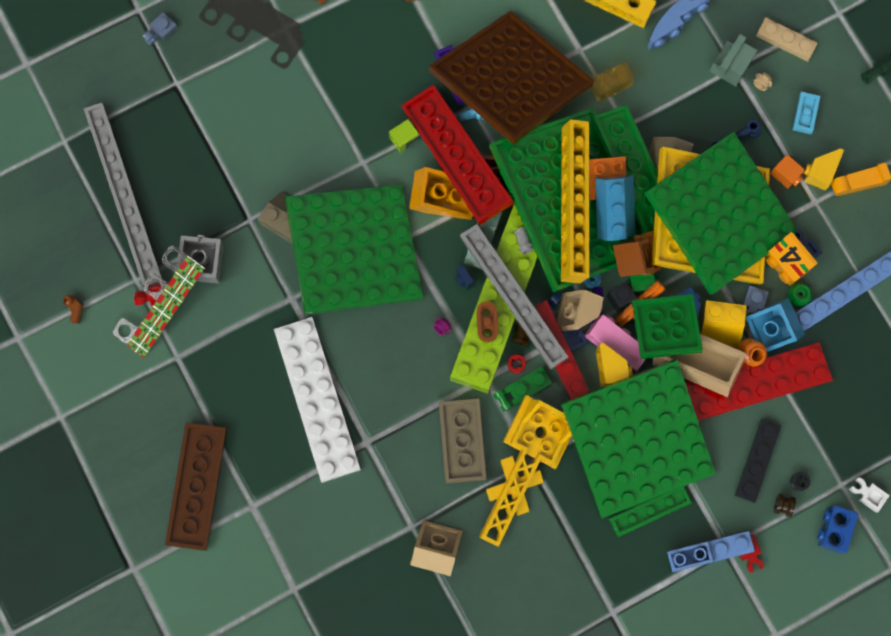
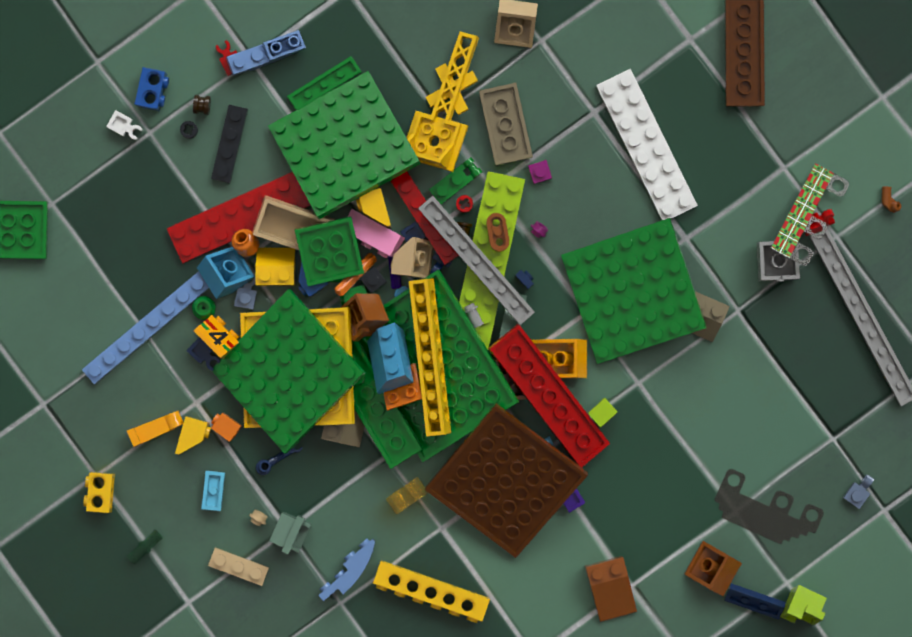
camera: 175 degrees right, 10 degrees up
(432, 386) = (540, 172): none -> magenta plate

